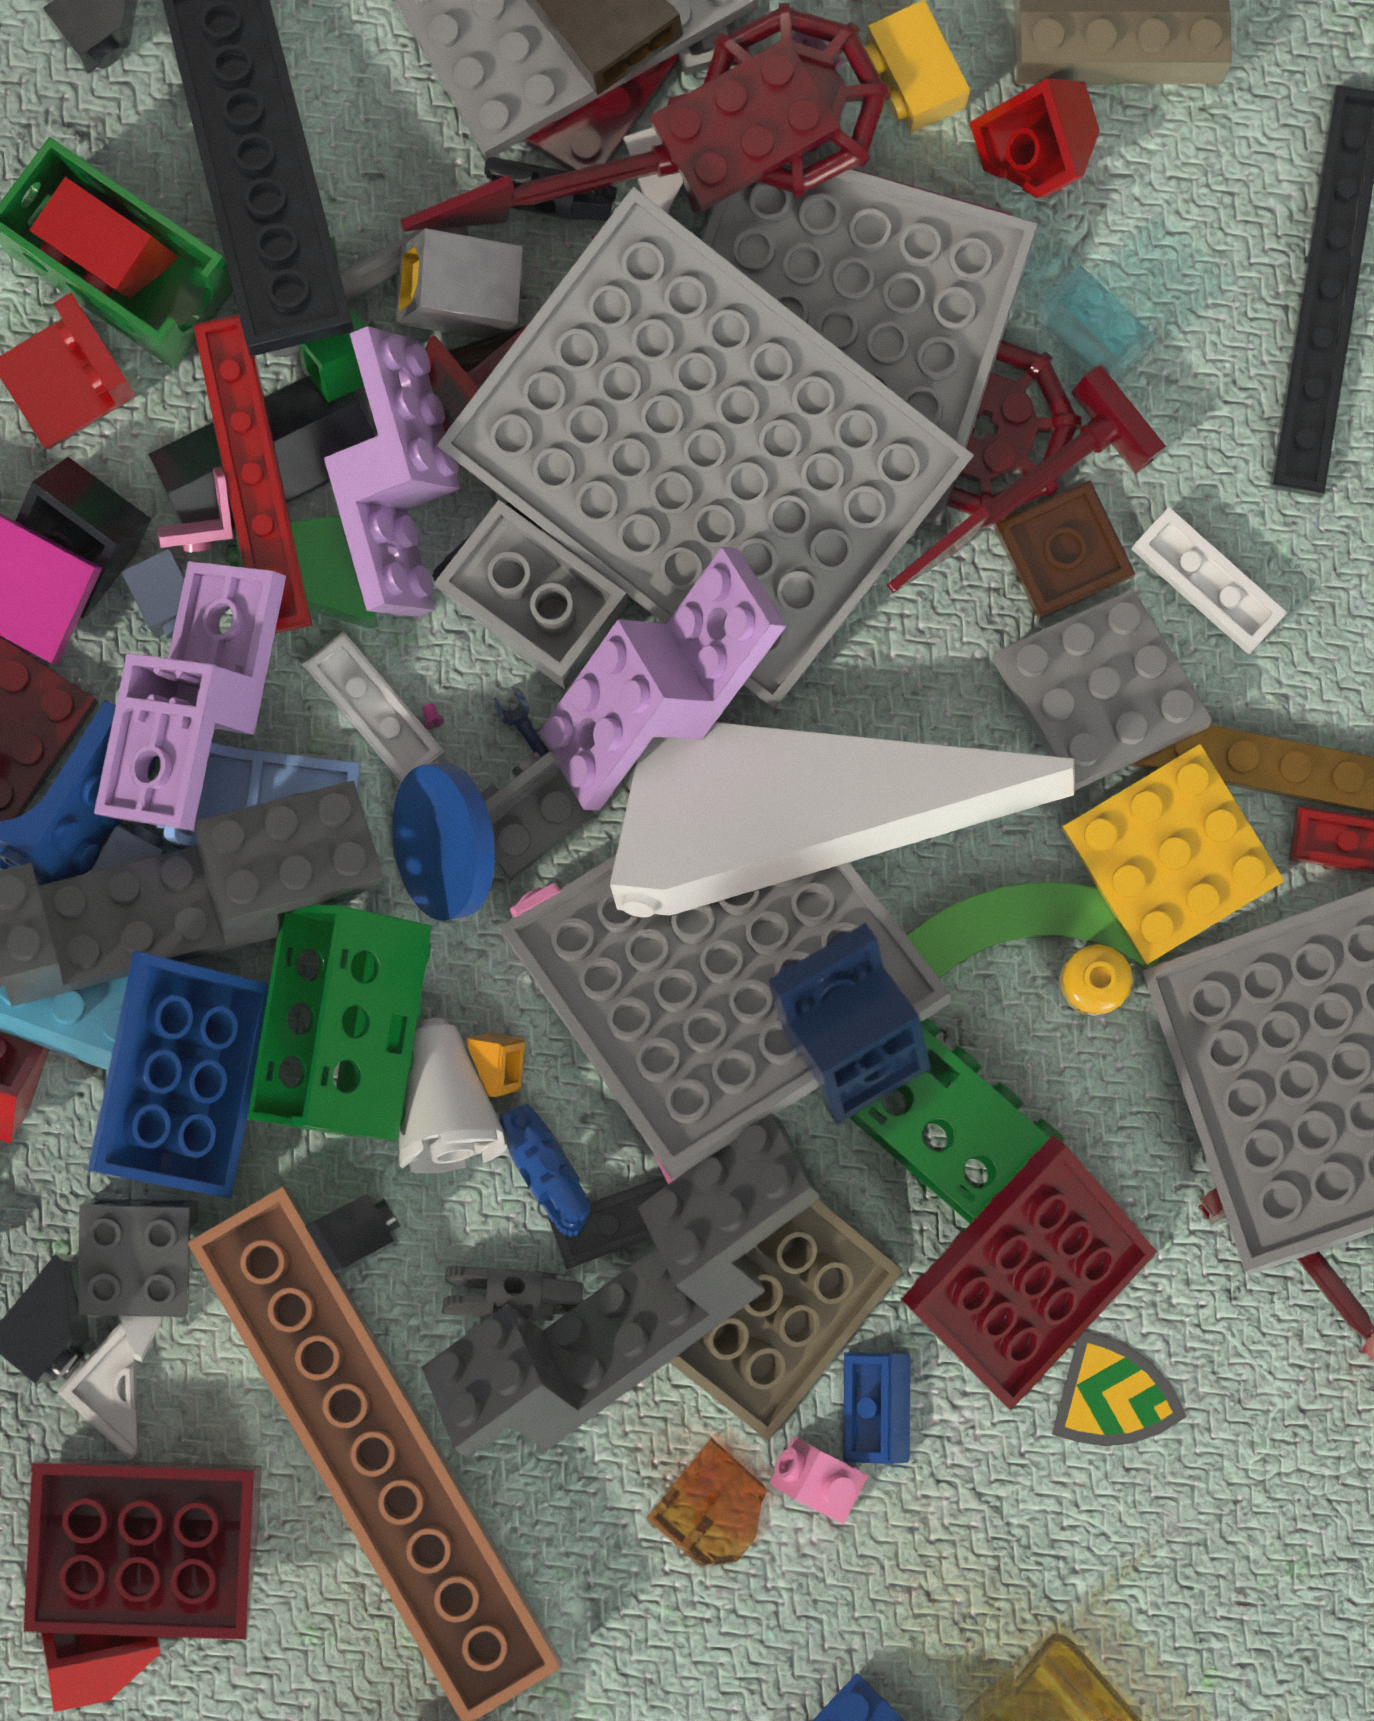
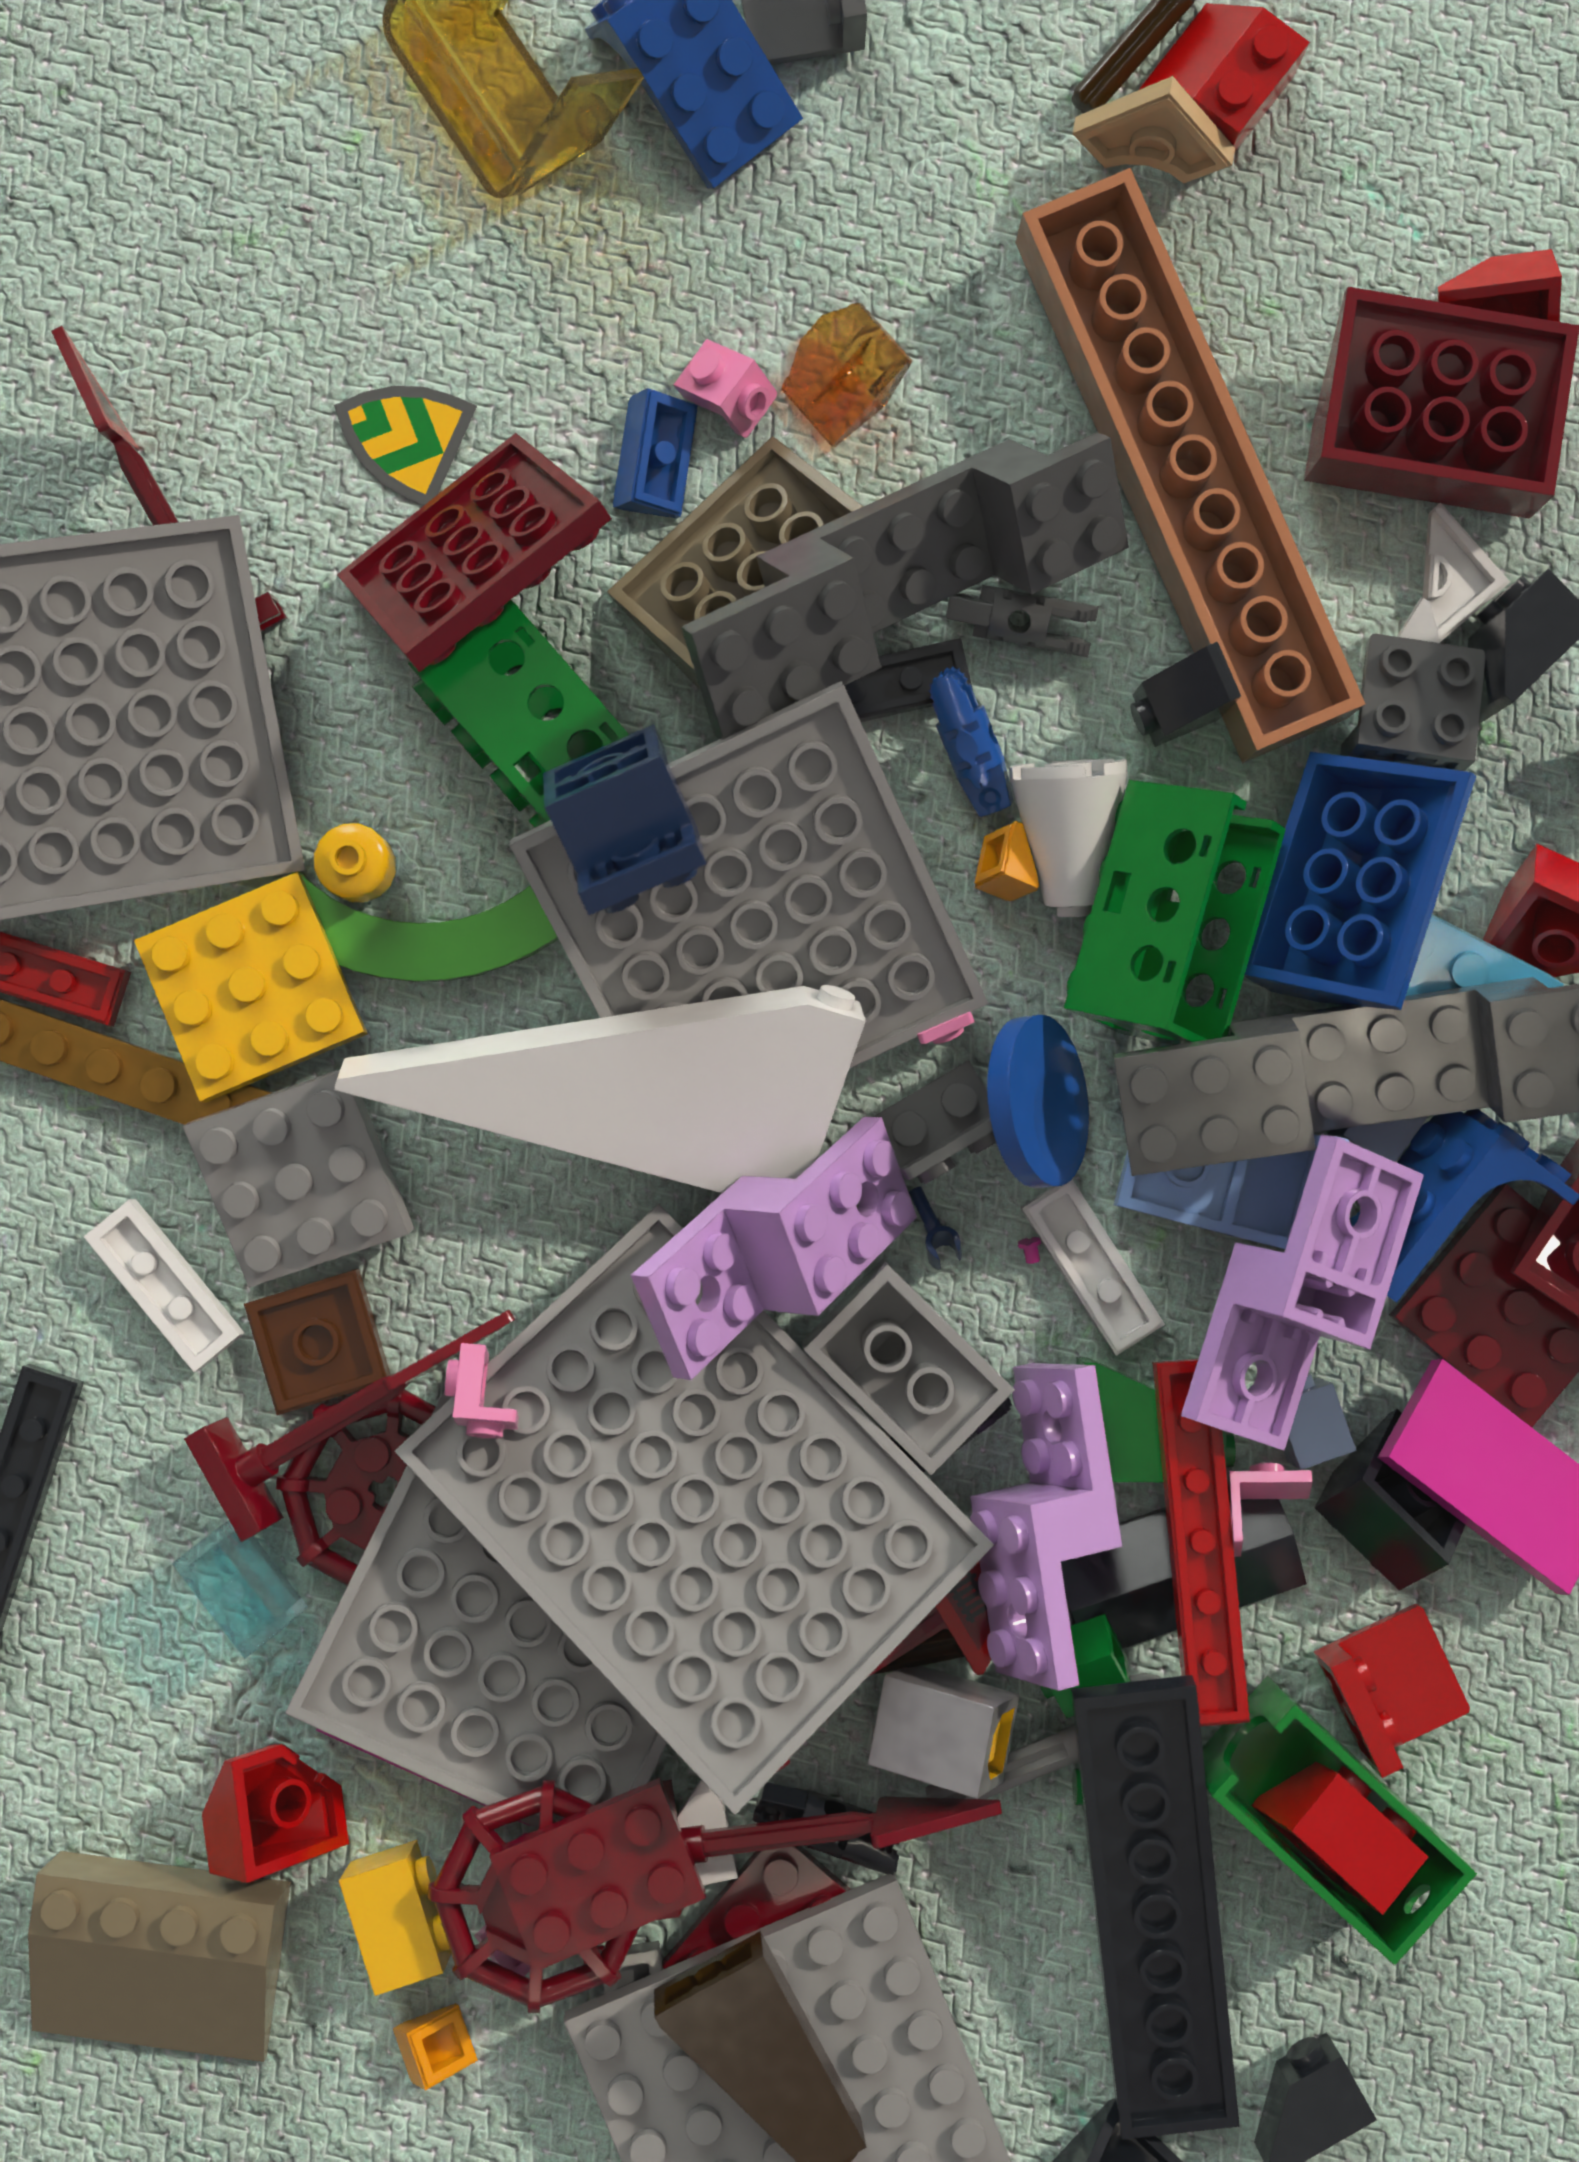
camera: 170 degrees left, 5 degrees up
(918, 521) = (467, 1383): none -> bright pink bracket

